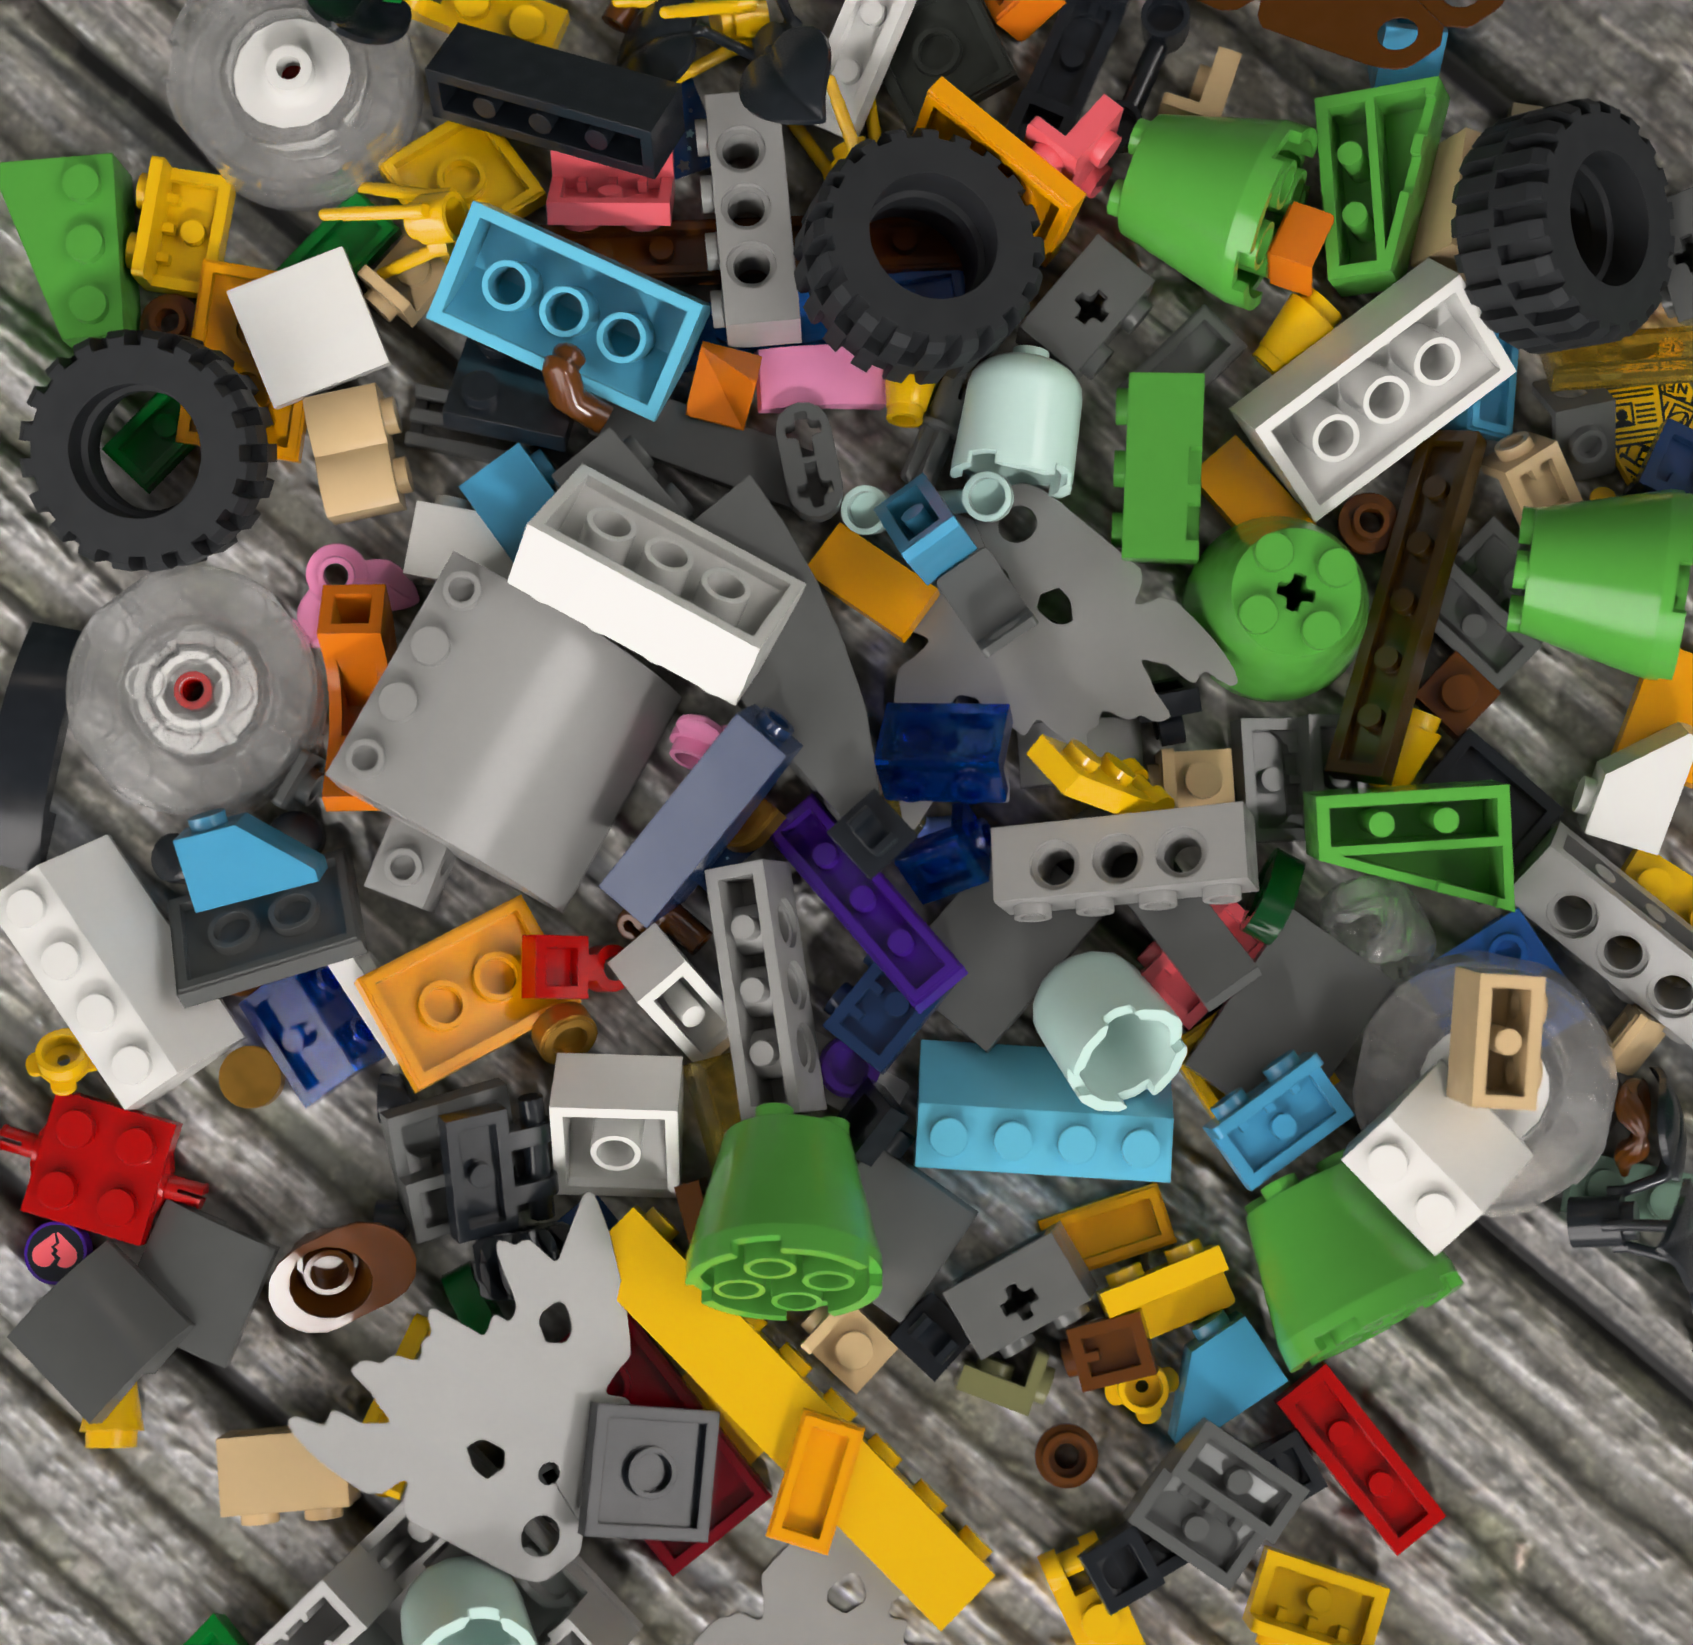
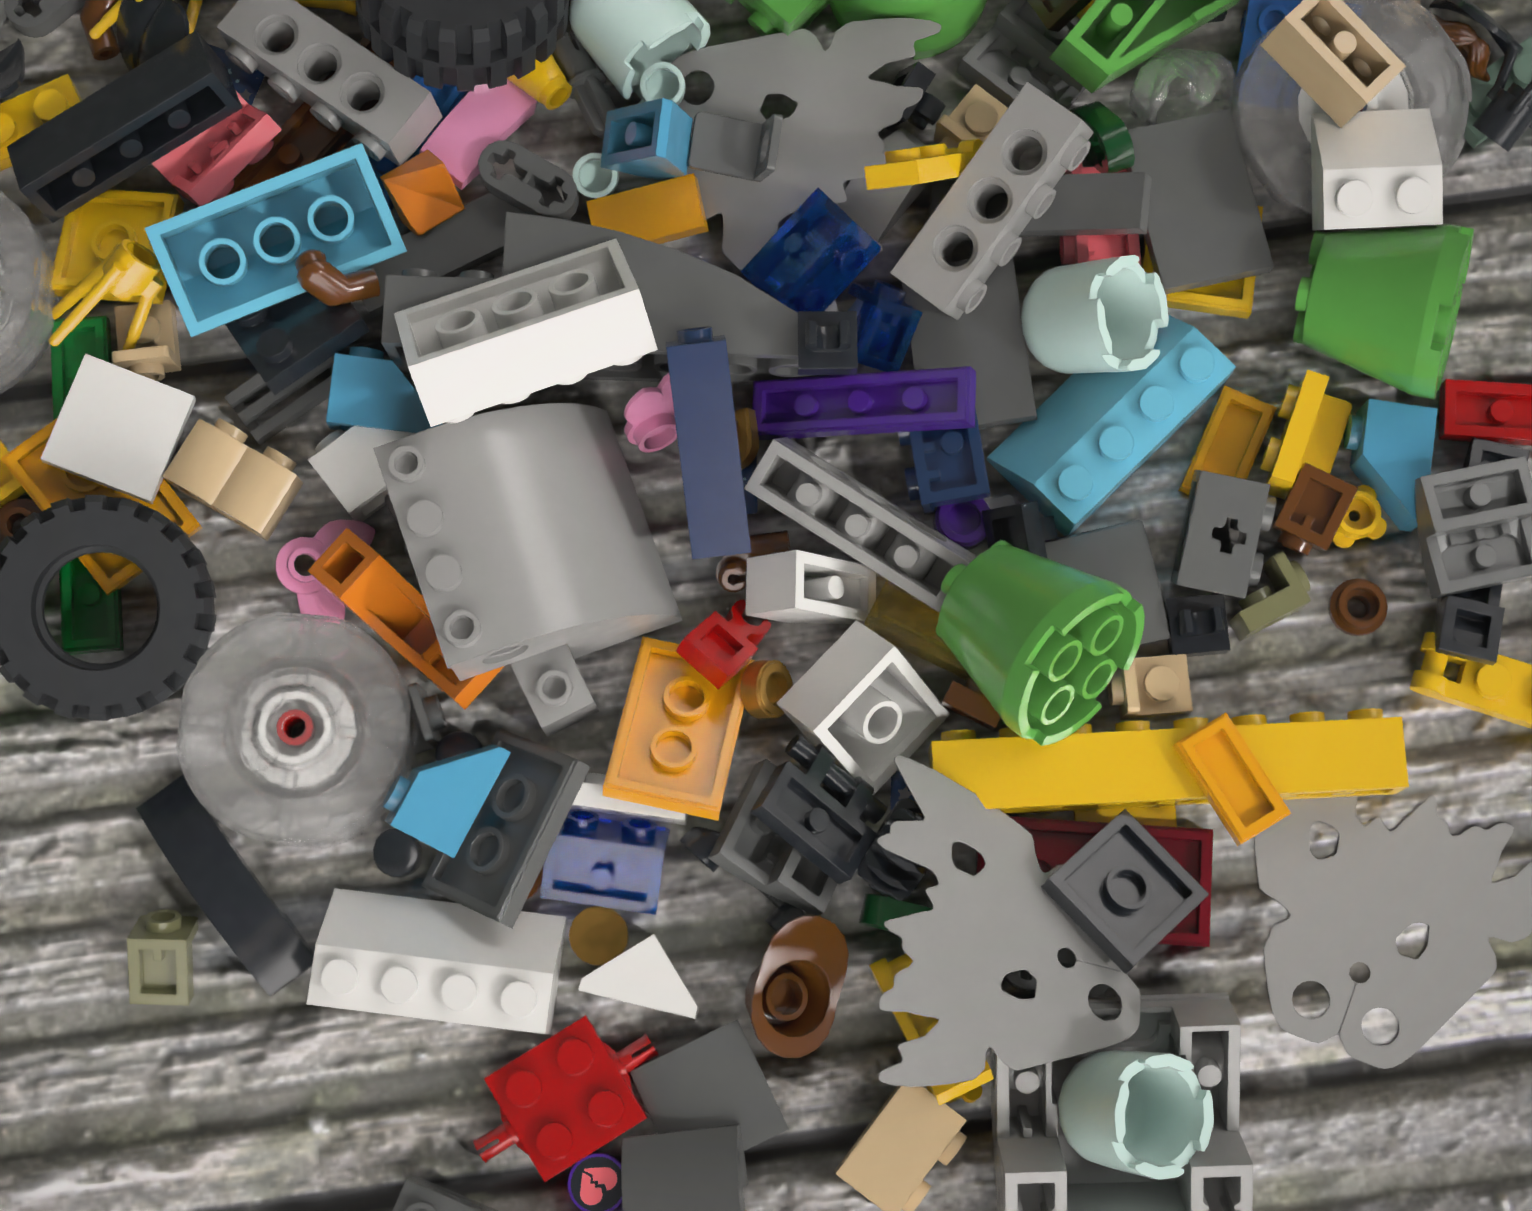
camera: 50 degrees left, 5 degrees down
(52, 1049) = (457, 1047): yellow plate -> none
(244, 1146) = (643, 978): none -> white slope
(1277, 1118) = (1256, 256): dark azure bracket -> none

